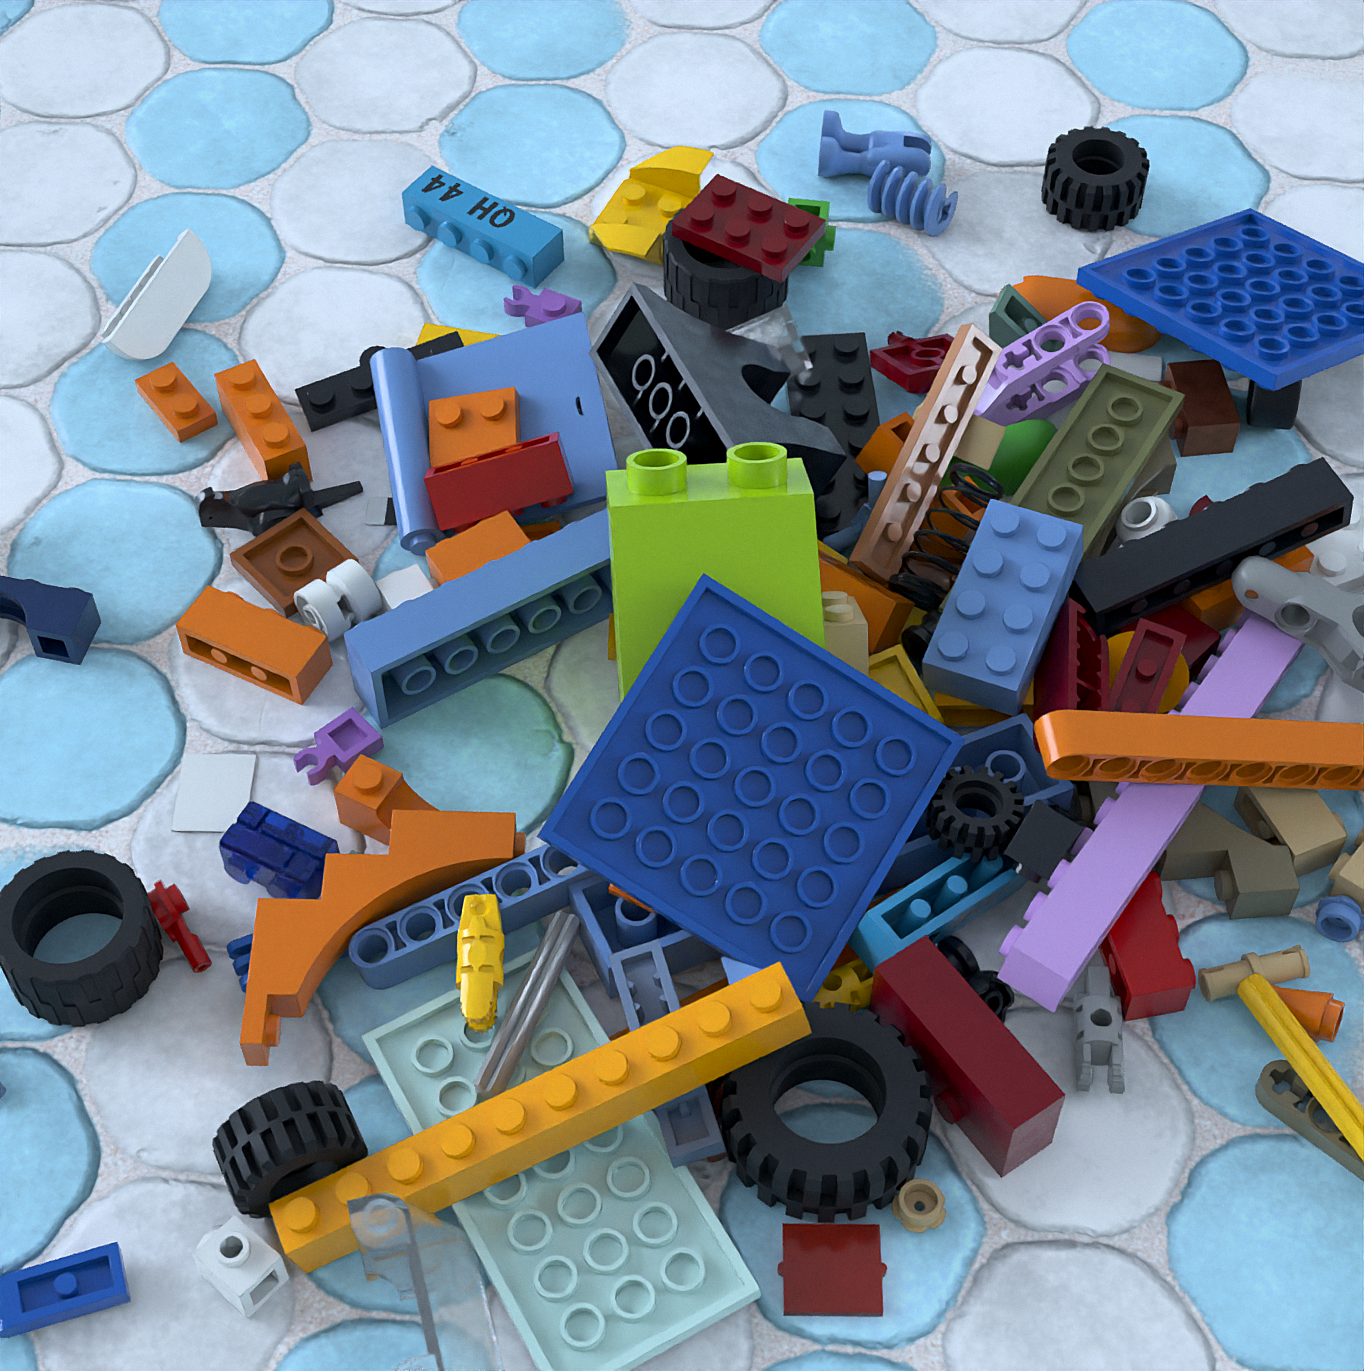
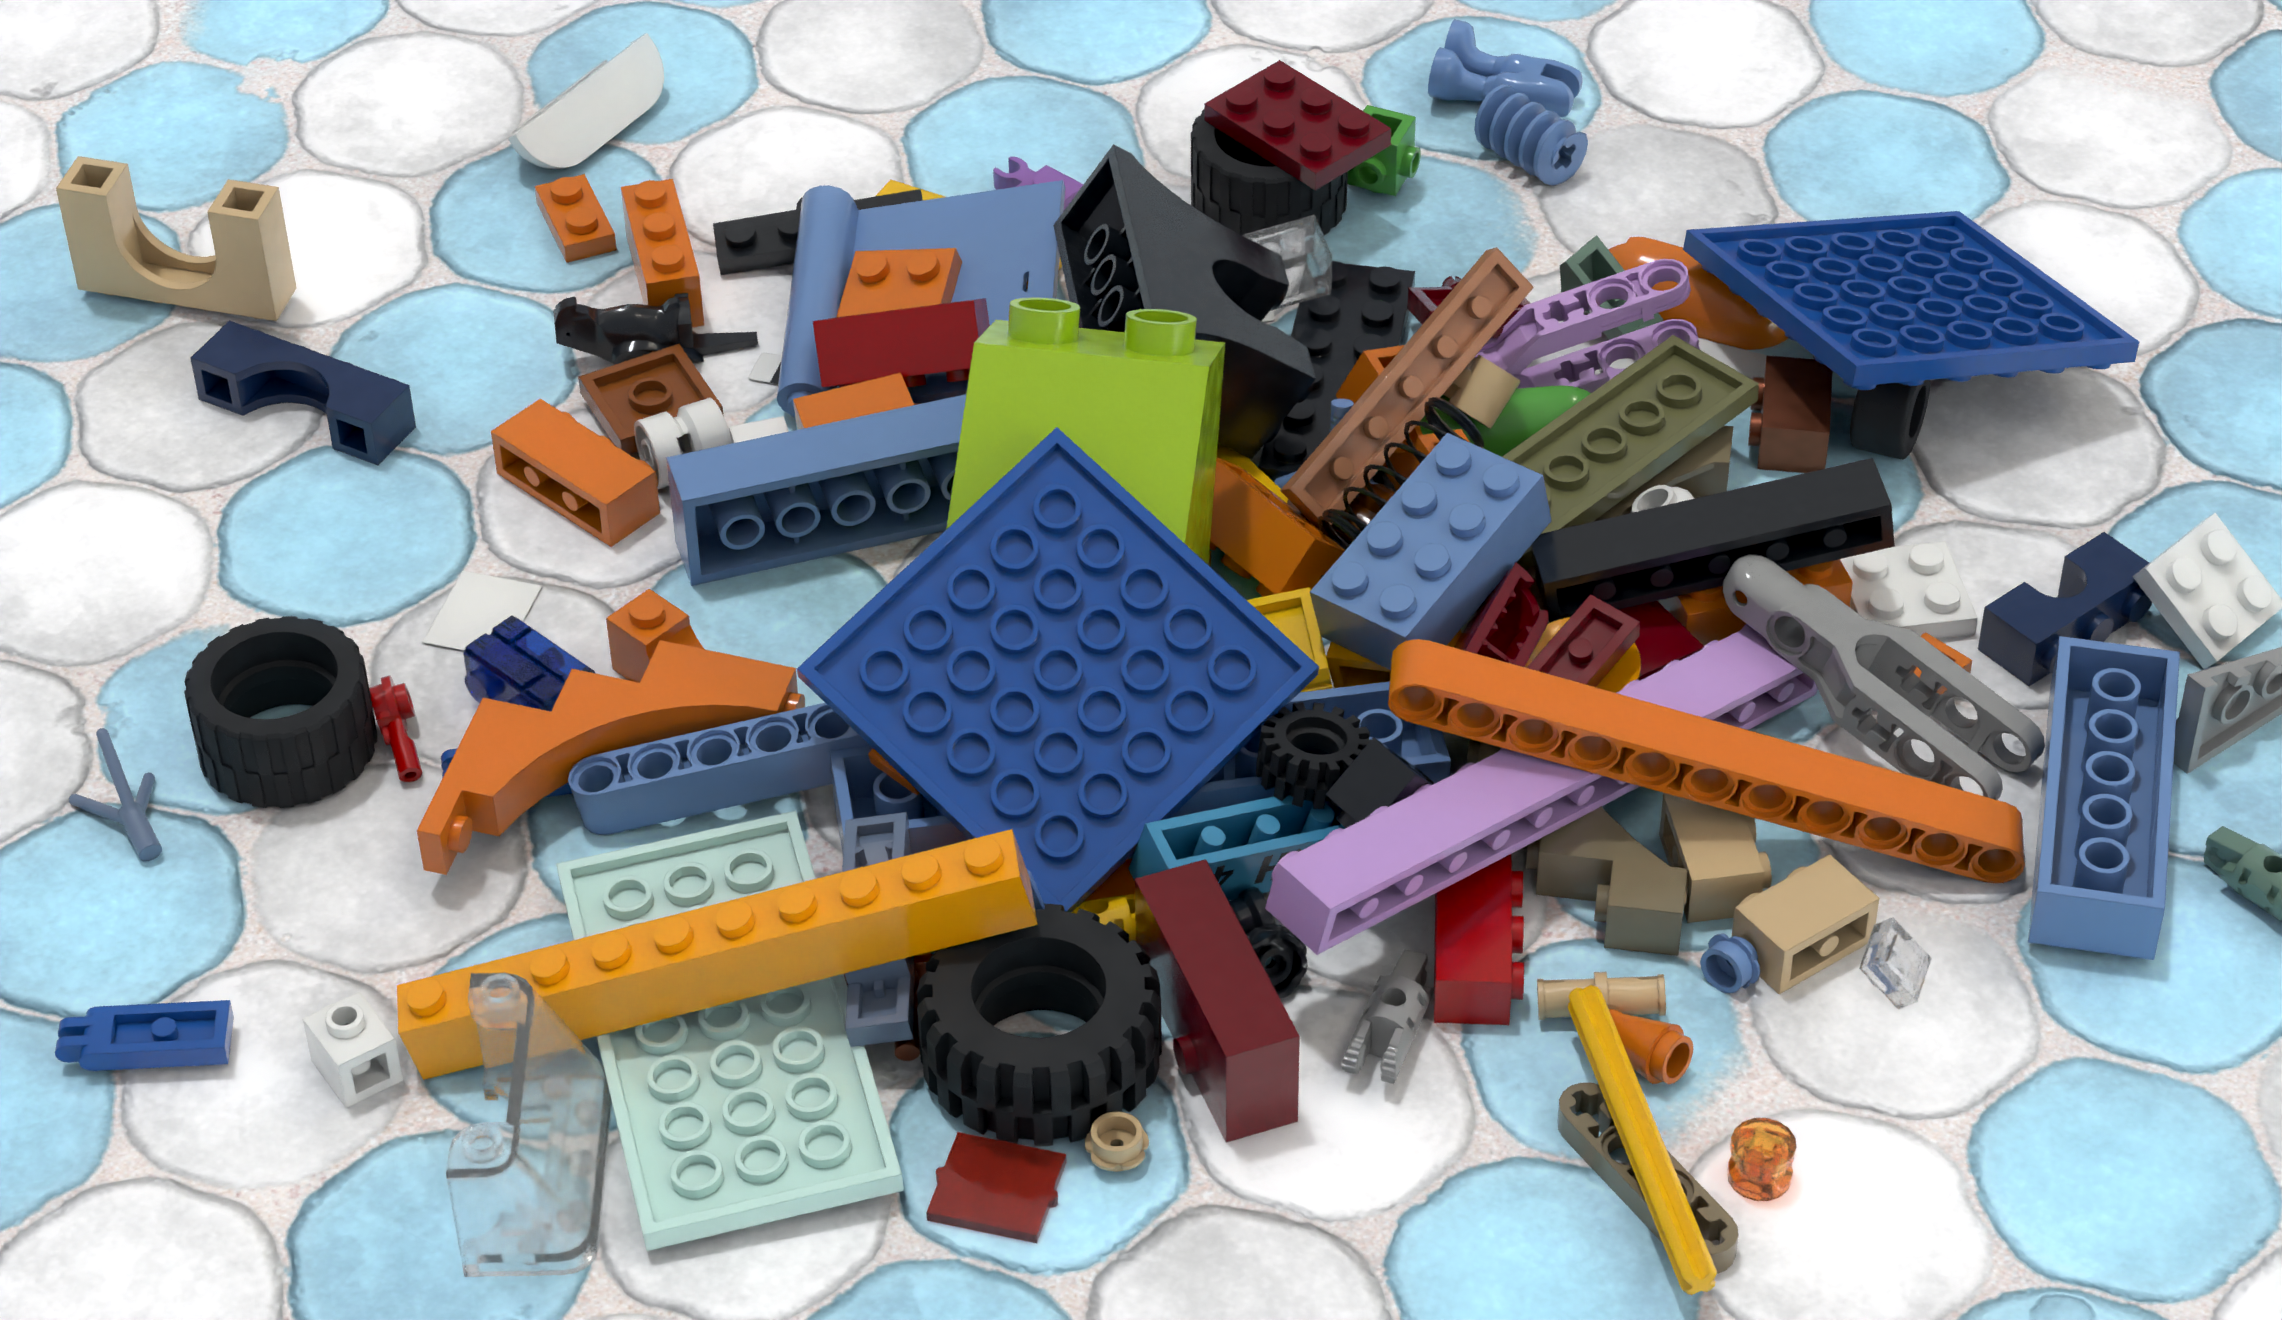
camera: 15 degrees right, 10 degrees down
(286, 1144) = (431, 924): black tyre -> none
(339, 745) = (630, 581): medium lavender plate -> none
(480, 960) = (705, 806): yellow hinge -> none
(483, 226) = (997, 88): dark azure brick -> none
(527, 1005) = (760, 847): light grey axle -> none
(647, 200) = (1171, 108): yellow piece -> none
(845, 630) = (1234, 549): tan brick -> none
(1094, 178) = (1769, 147): black tyre -> none

